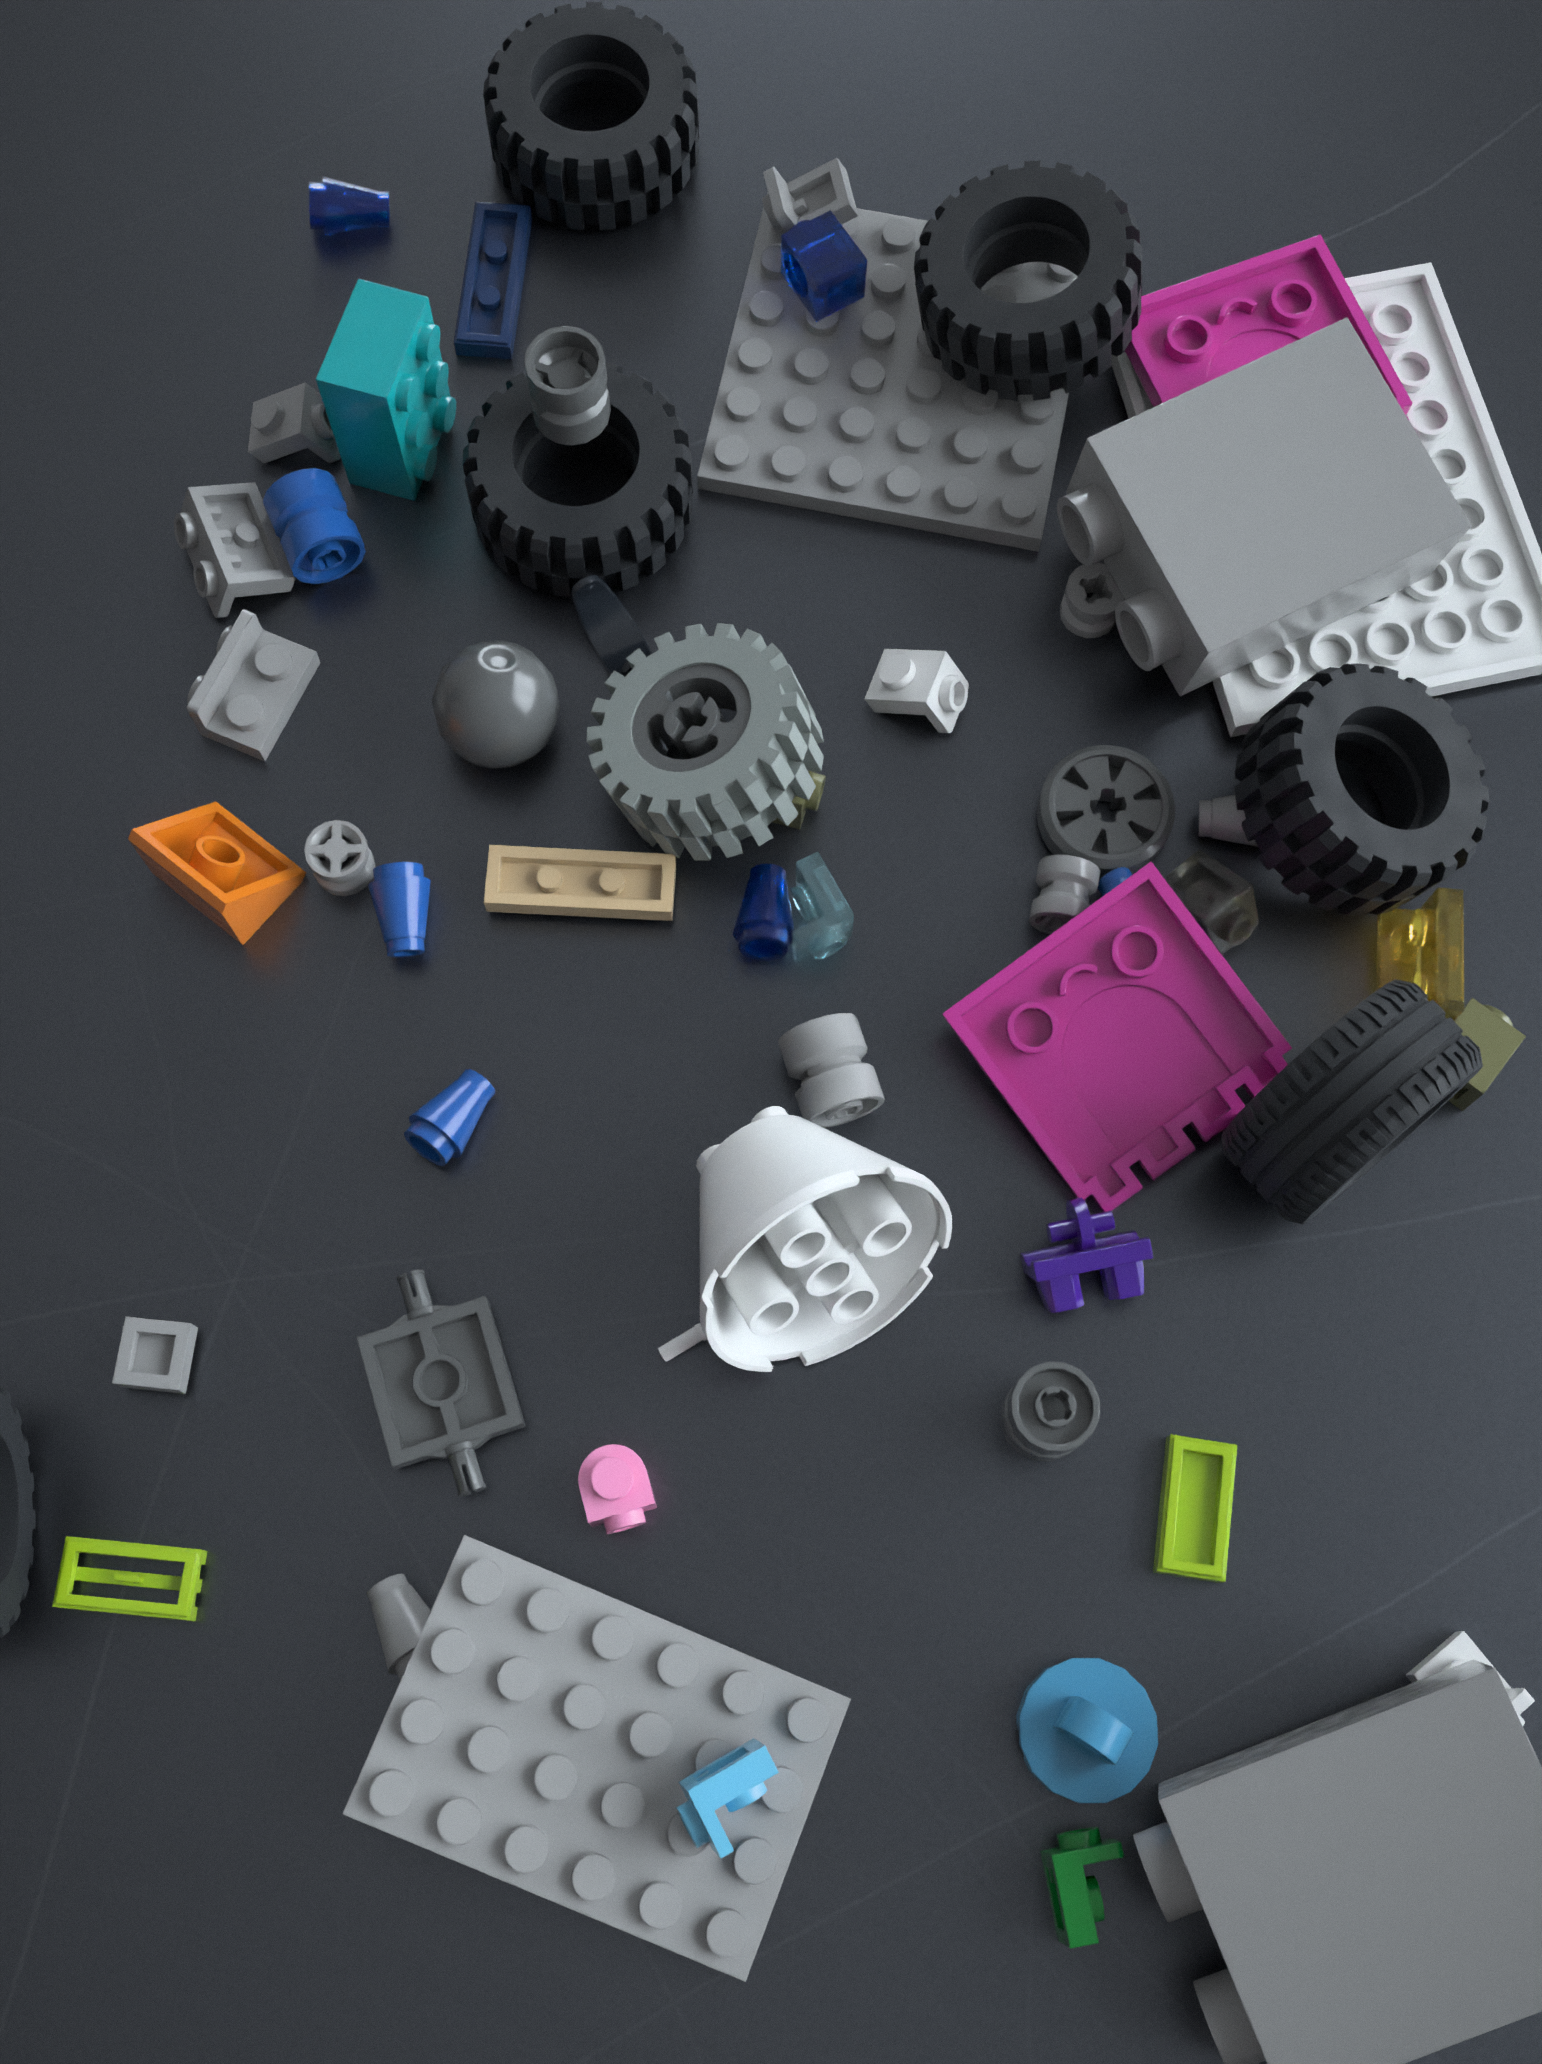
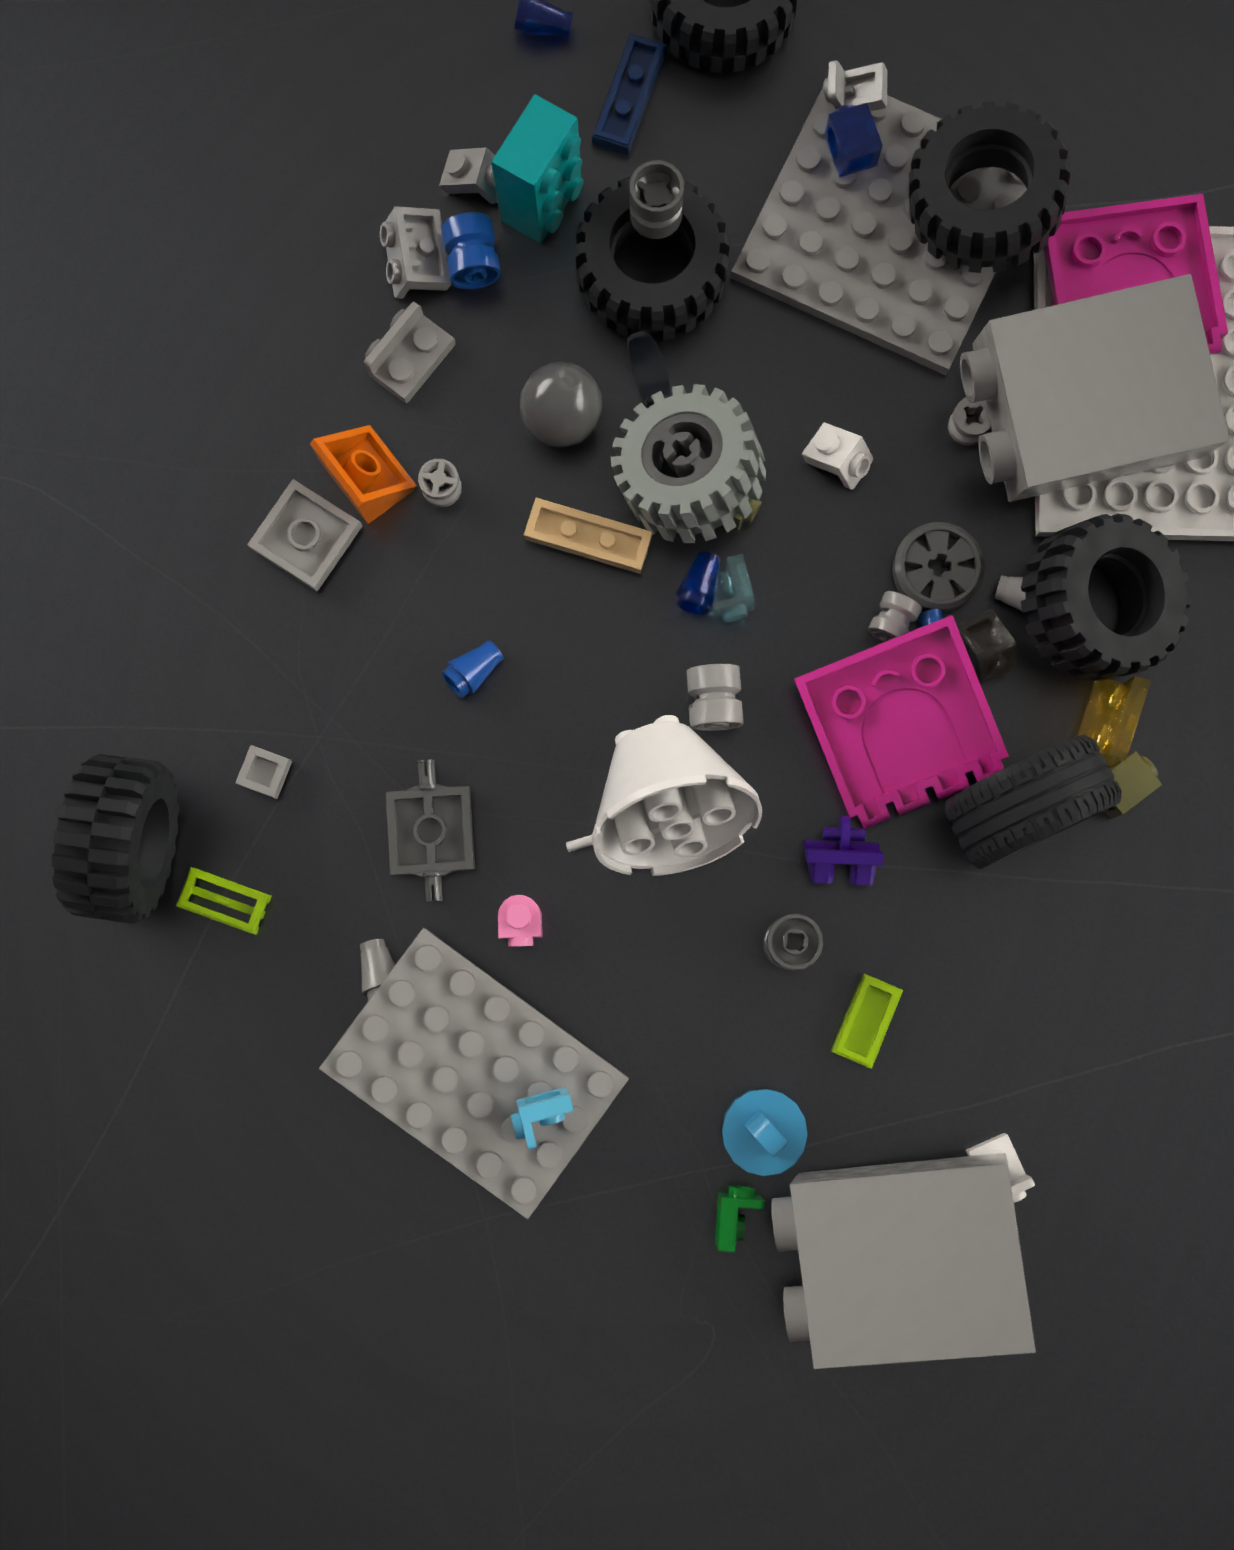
camera: 20 degrees right, 10 degrees up
(148, 981) = (304, 535): none -> light grey plate
(401, 905) = (472, 523): blue cone -> none

